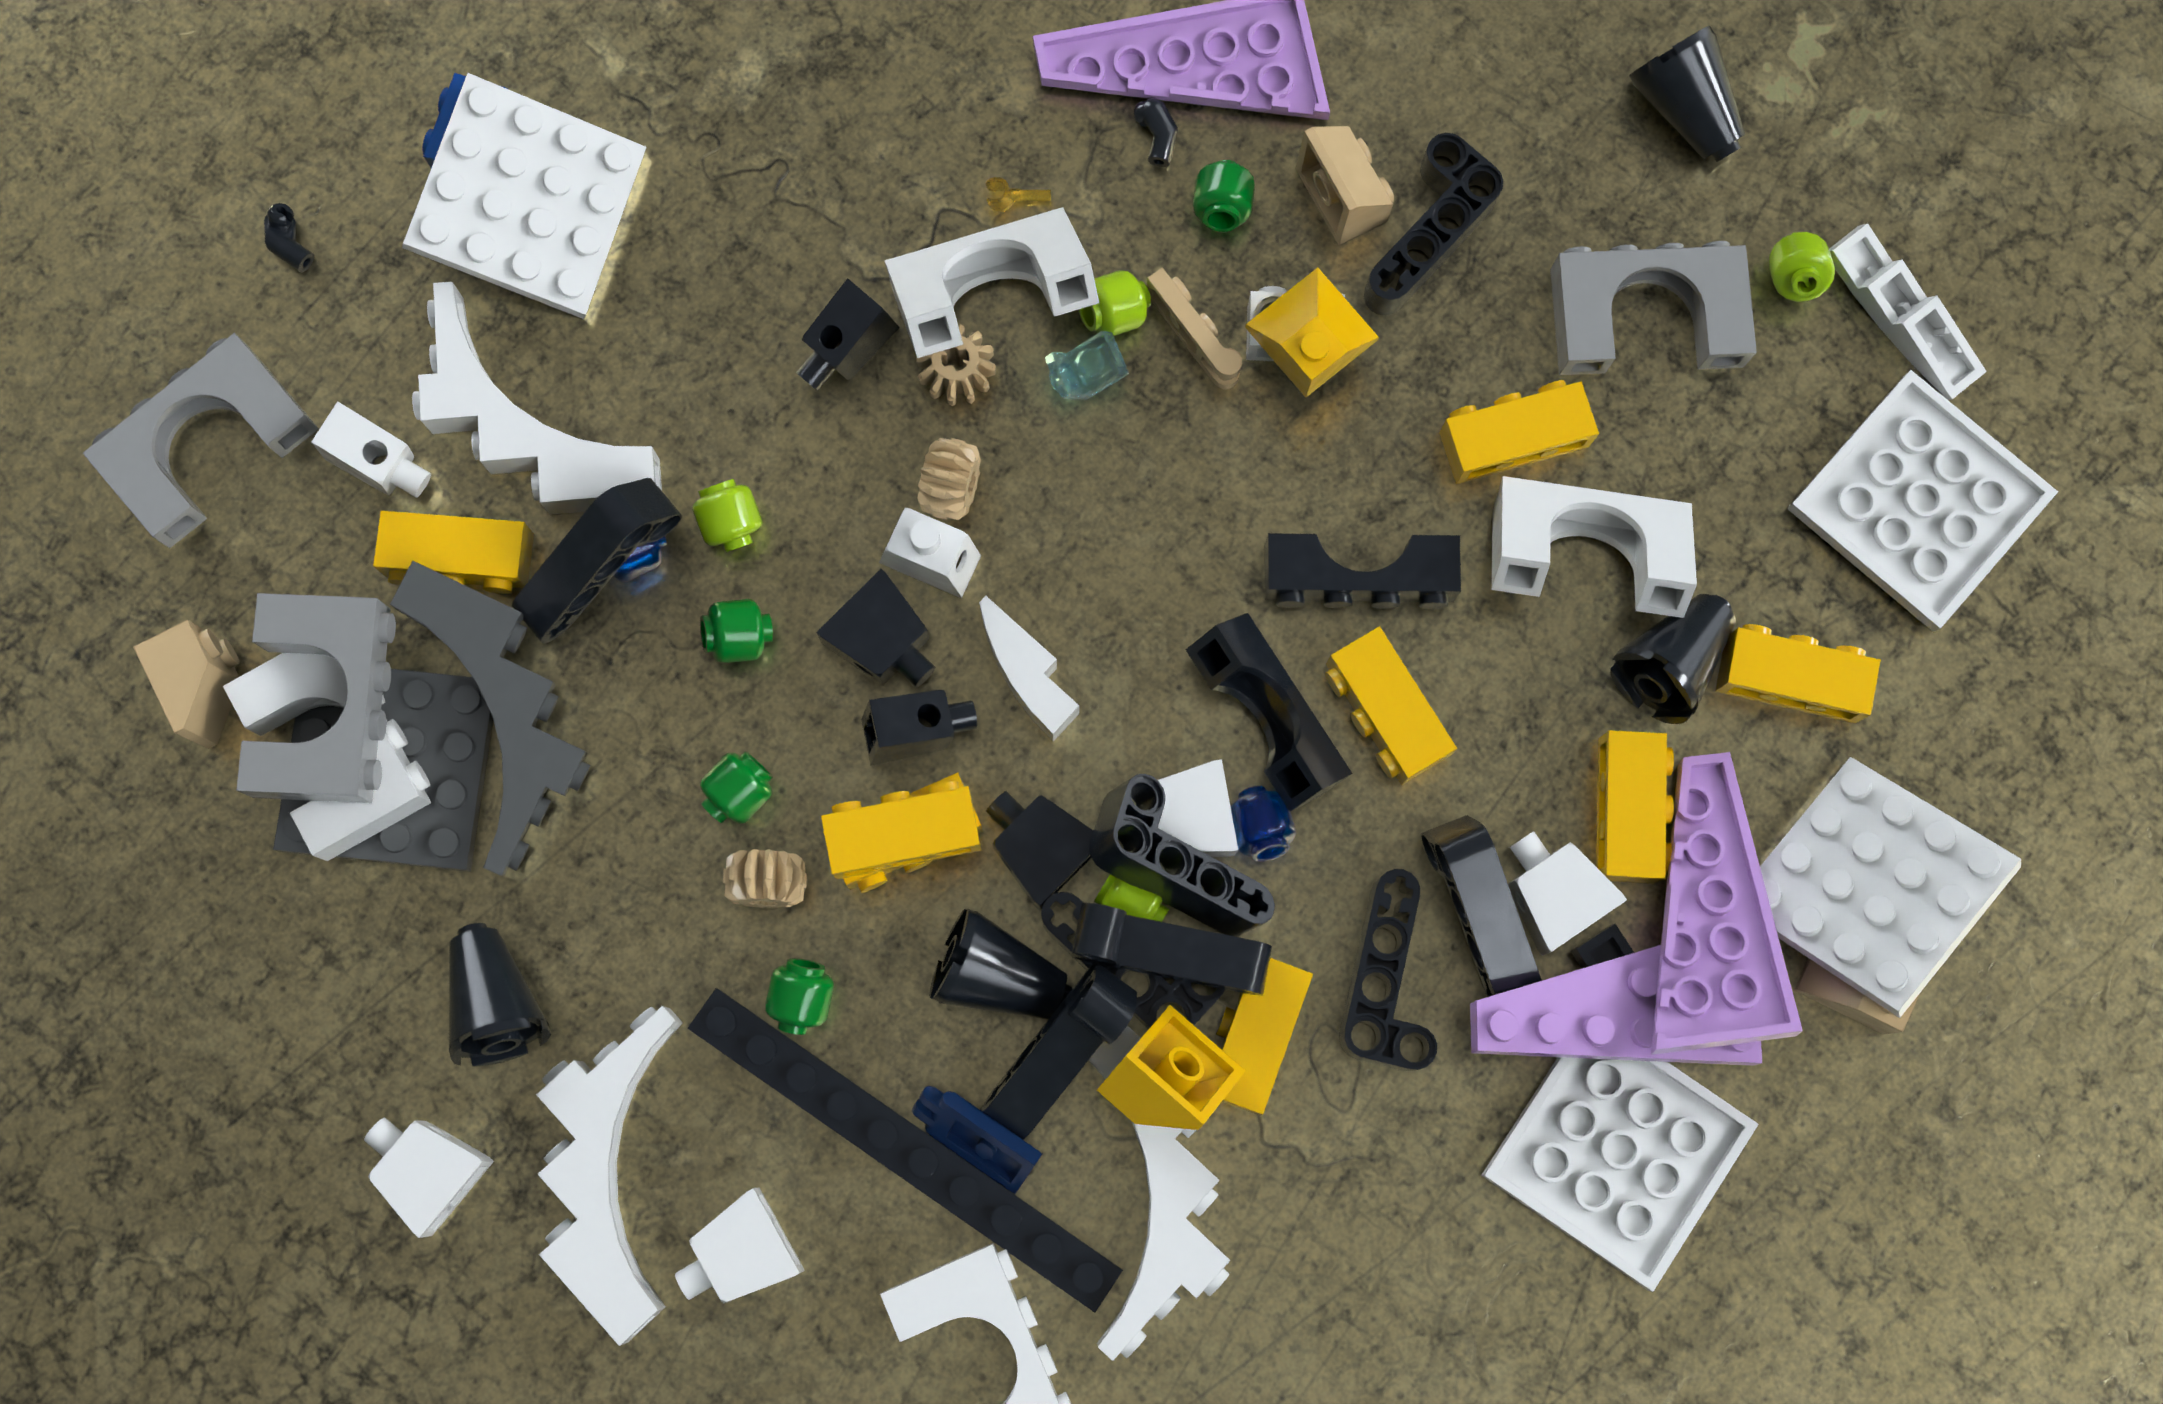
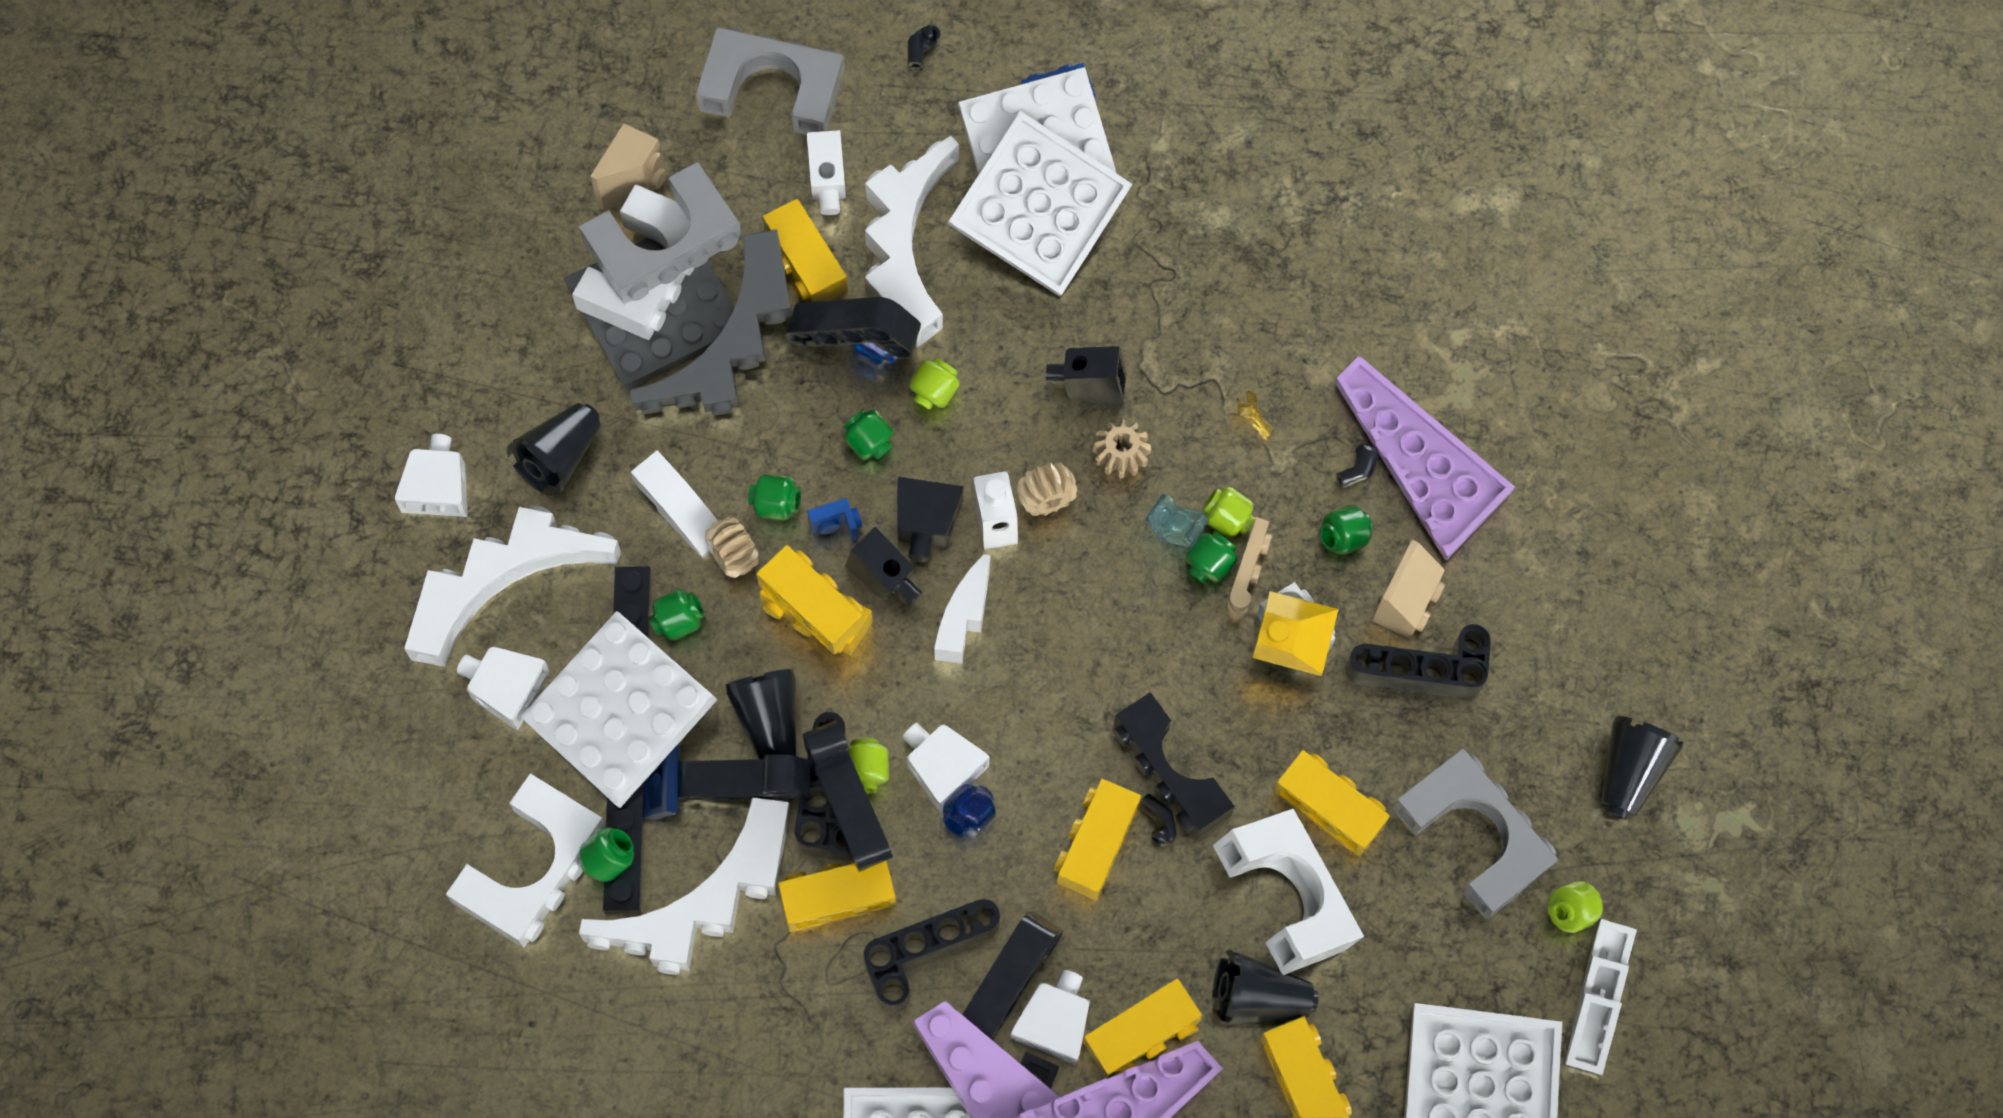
camera: 55 degrees right, 10 degrees down
(596, 243) = (1040, 203): none -> white plate
(659, 904) = (675, 500): none -> white slope
(805, 743) = (831, 516): none -> blue bracket
(870, 1139) = (618, 709): none -> white plate
(1031, 249) = (1160, 399): white arch -> none
(1040, 844) = (864, 691): black torso -> none
(1042, 1268) = (606, 854): none -> green head
(1154, 359) = (1211, 557): none -> green head
(1171, 1076) = (773, 847): yellow slope -> none
(1229, 898) = (908, 775): black beam -> none
(1242, 664) = (1059, 731): black arch -> none
(1415, 621) = (1164, 819): none -> black arm

